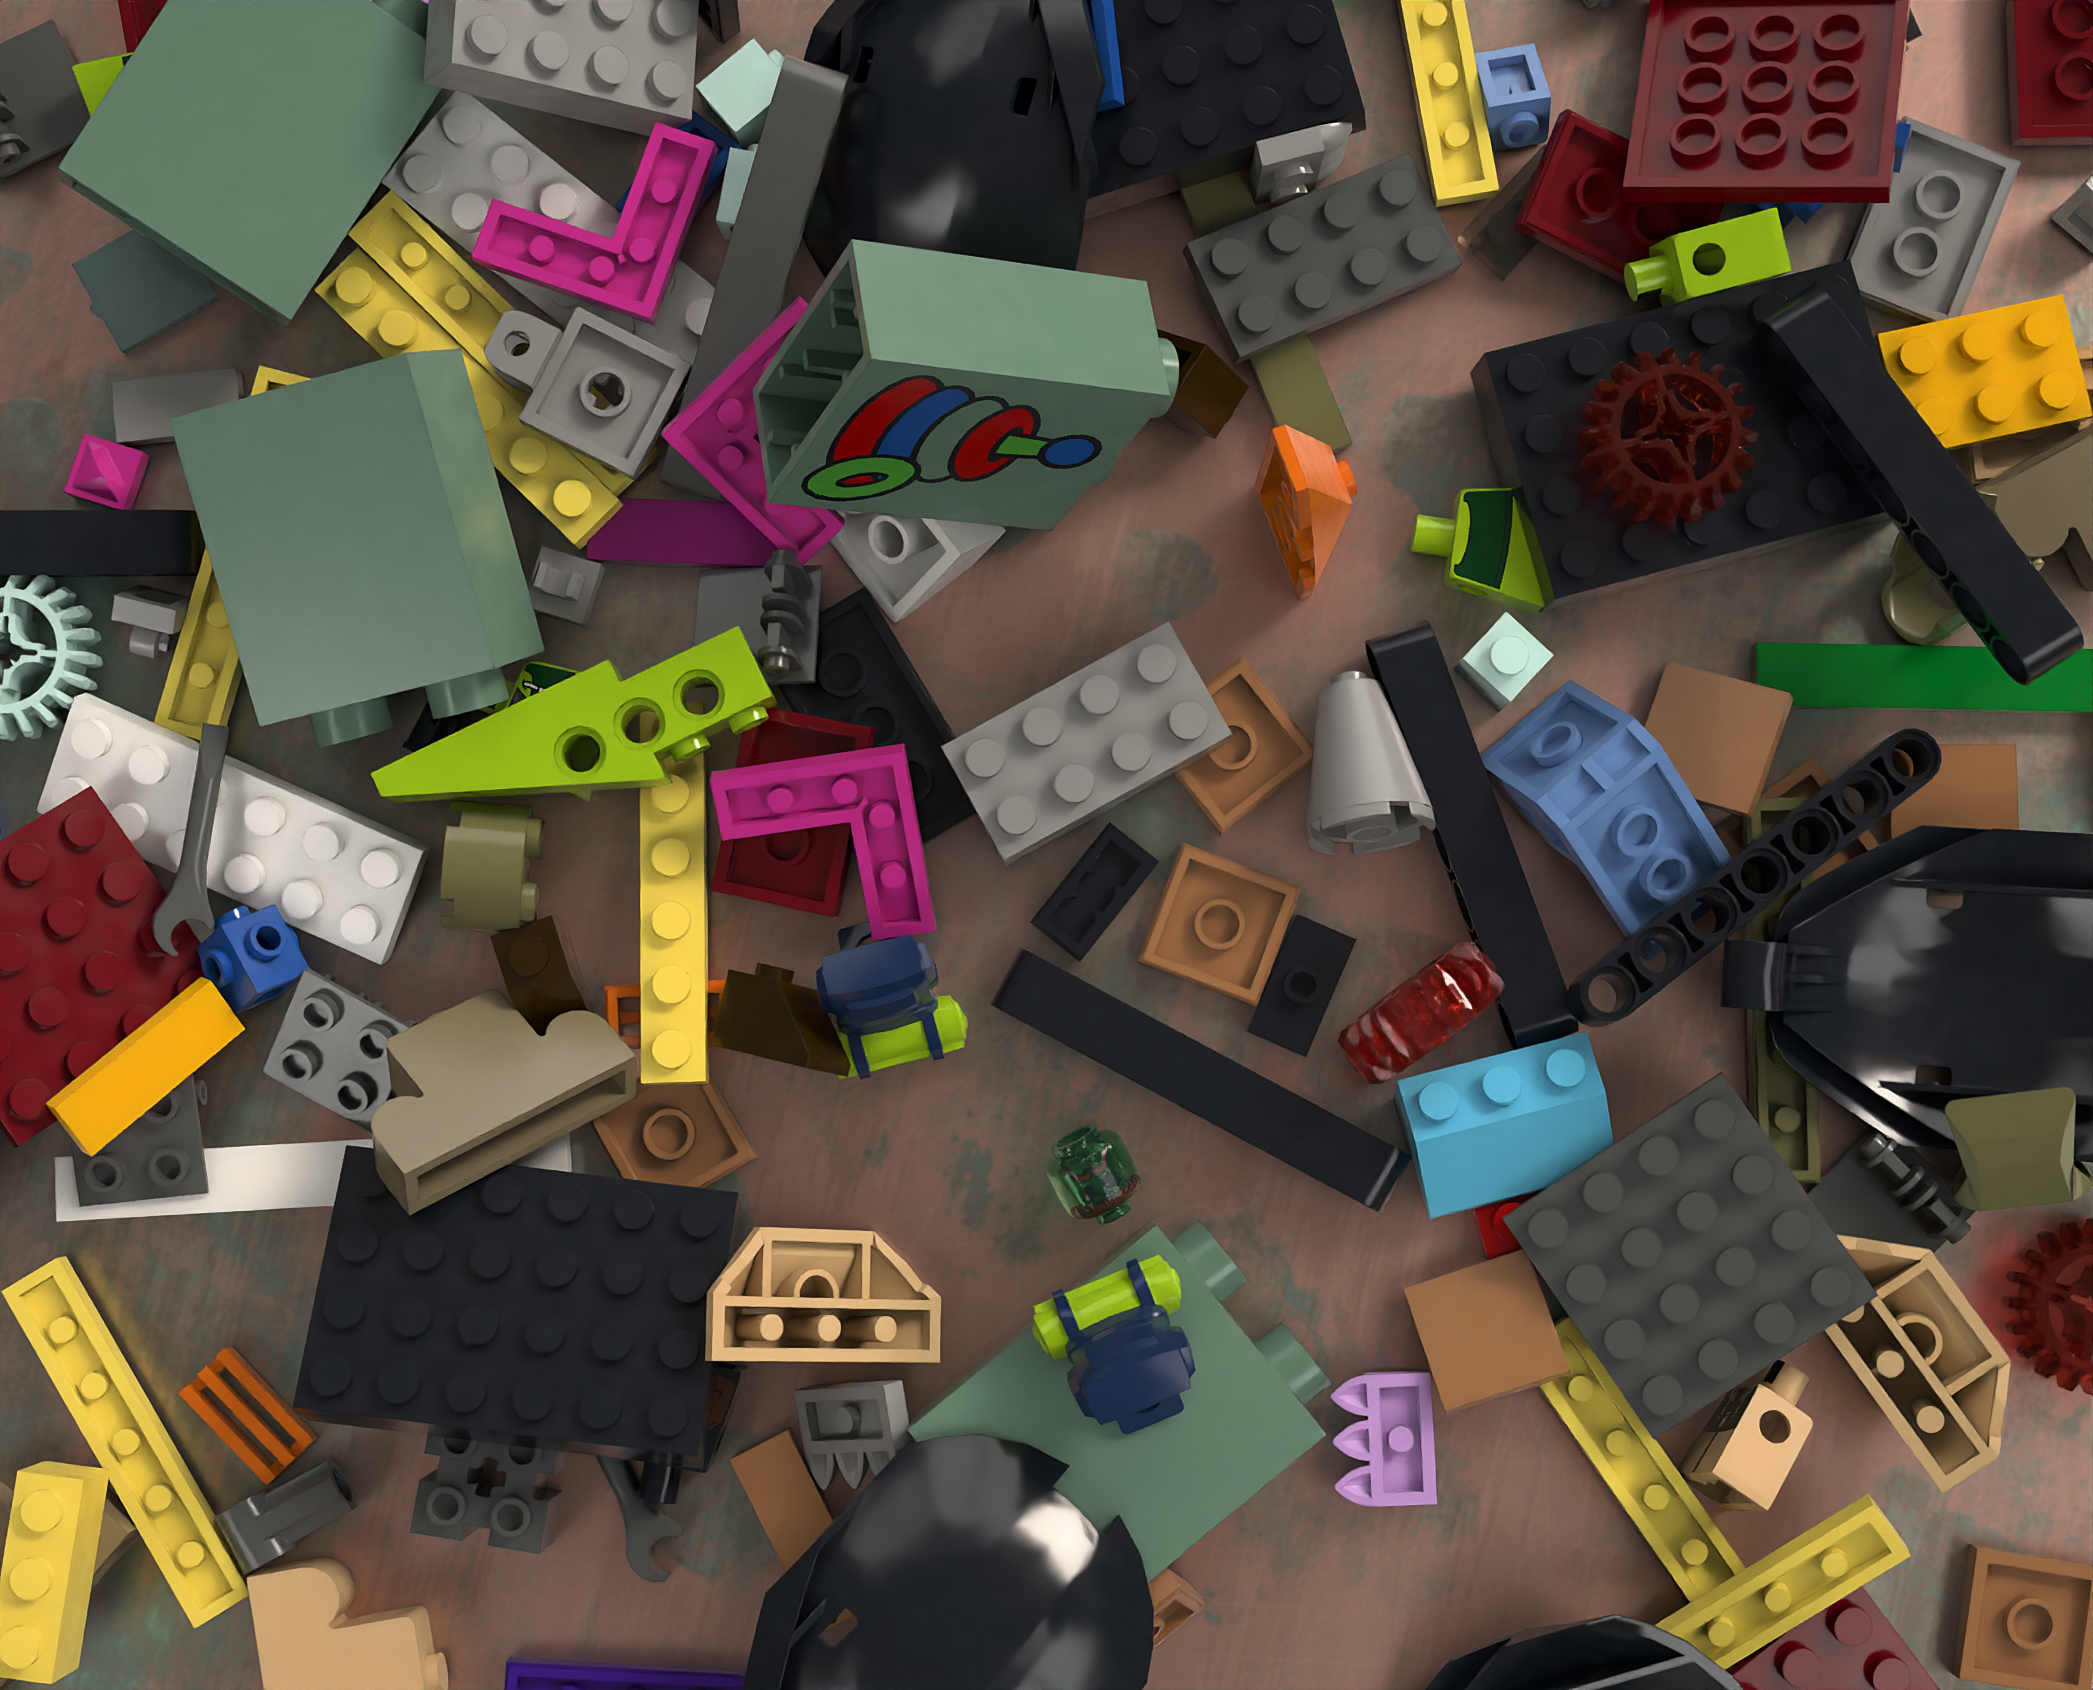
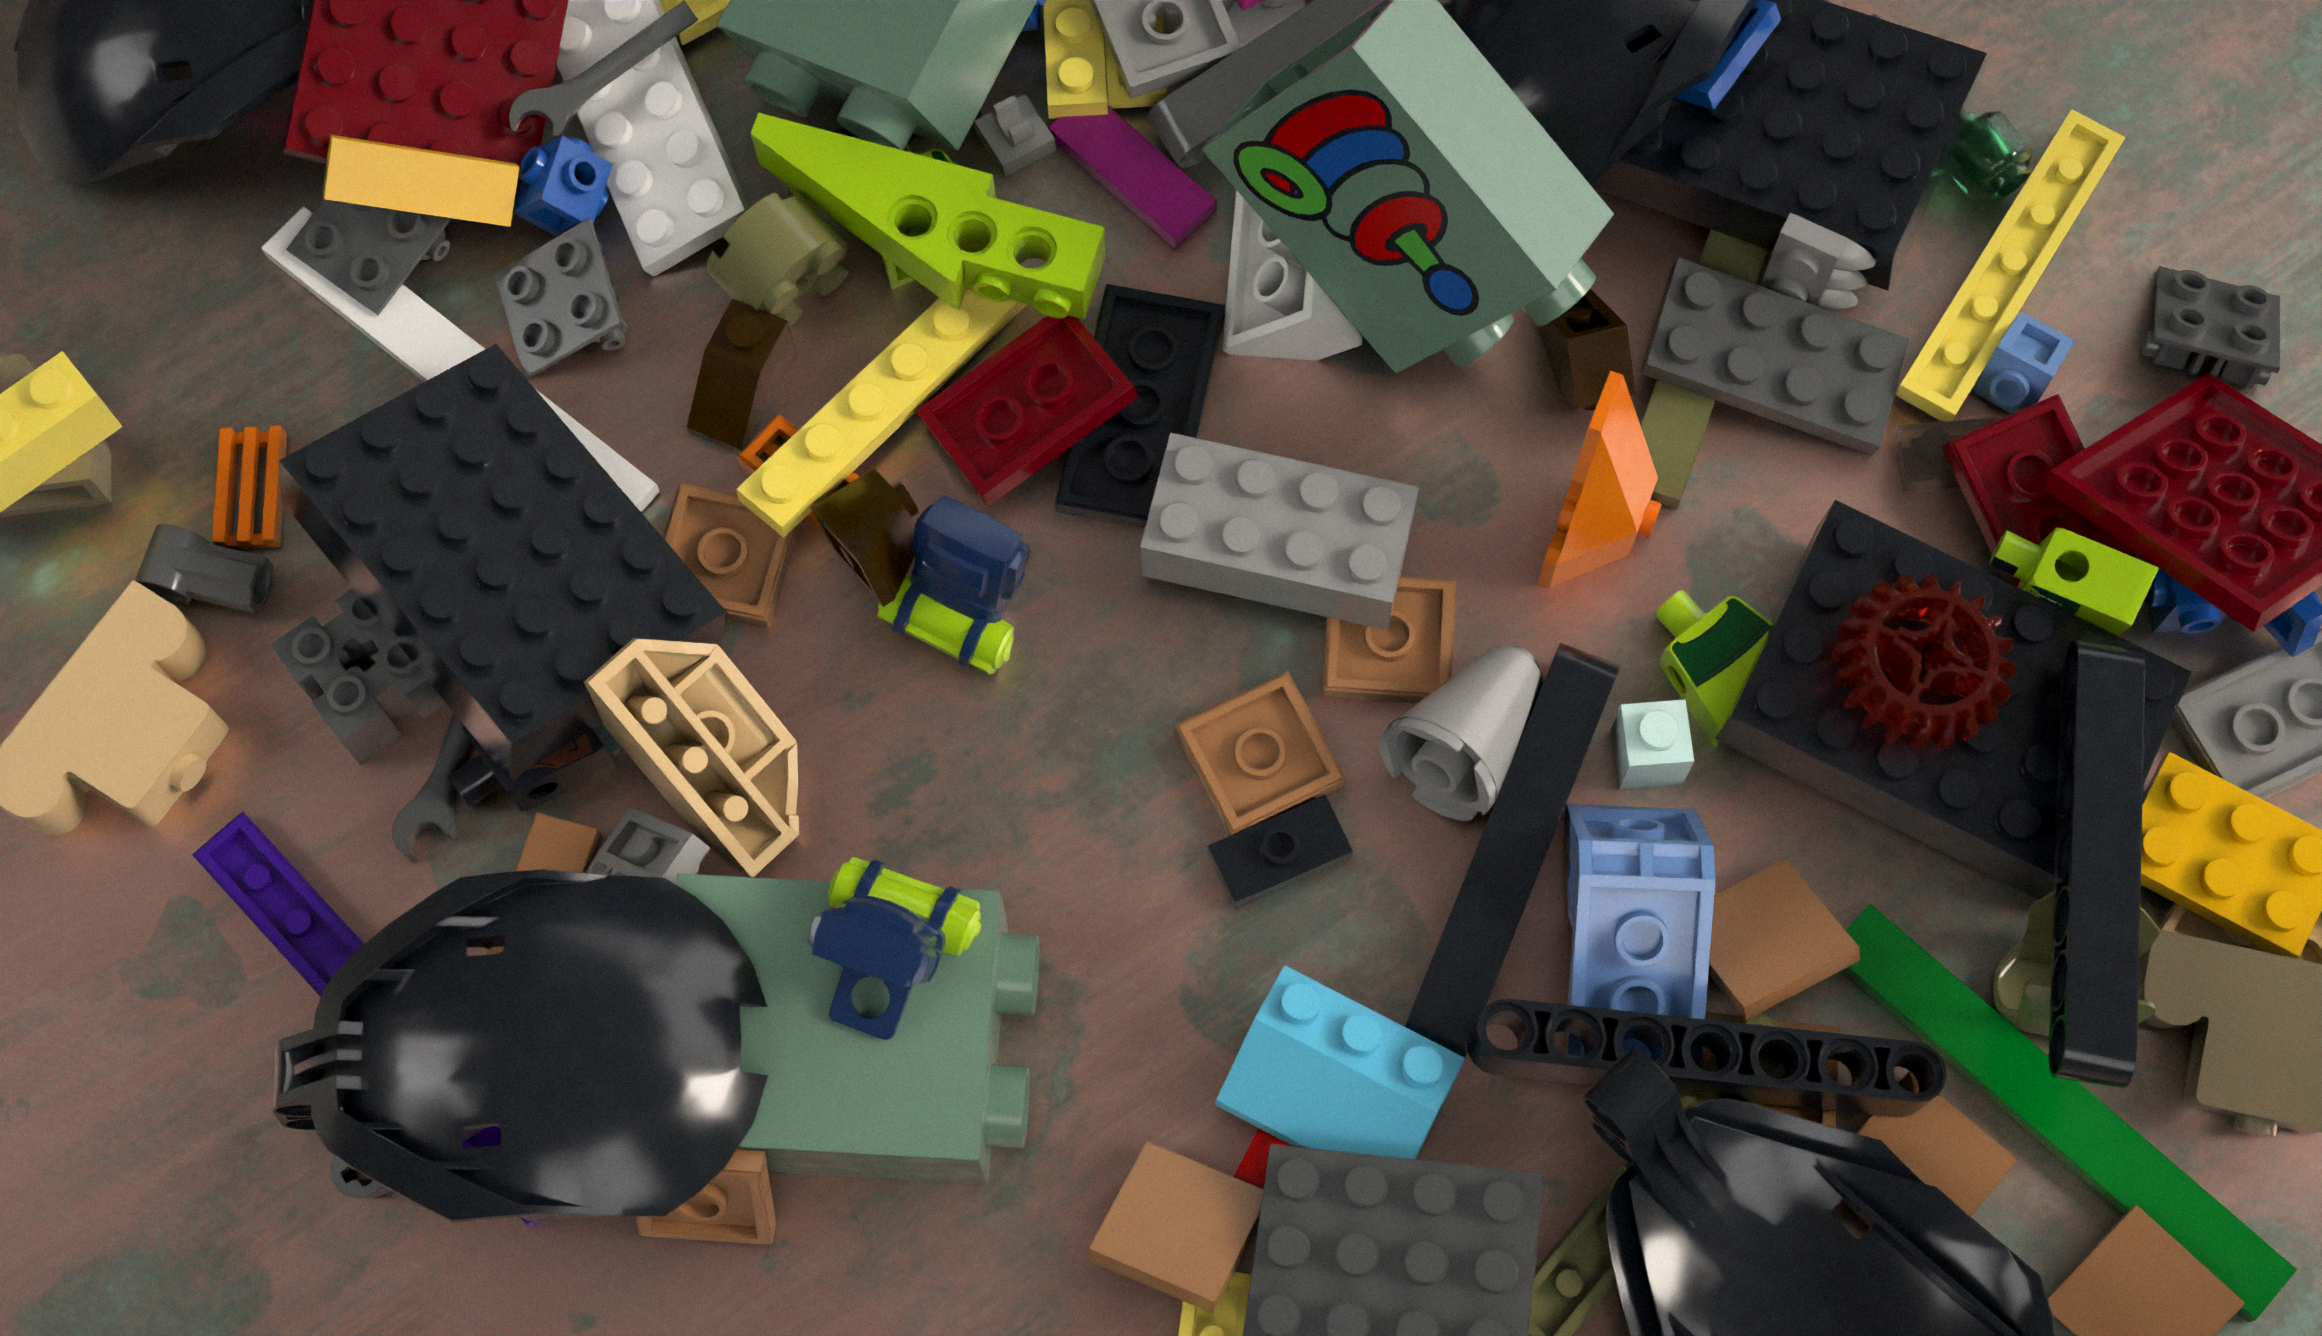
camera: 40 degrees right, 15 degrees down
(128, 1439) = (155, 429): light yellow plate -> none
(489, 1090) = (626, 395): dark tan brick -> none
(723, 445) = (1205, 102): dark pink plate -> none
(774, 610) = (1141, 263): dark grey hinge -> none
(856, 787) = (1089, 436): dark pink plate -> none
(1093, 1174) = (994, 844): clear green head -> none
(1094, 892) = (1189, 649): black plate -> none
(1201, 1080) = (1140, 854): black beam -> none
(1392, 1439) = (1031, 1244): lavender plate -> none
(1421, 1013) = (1350, 932): clear red gear -> none

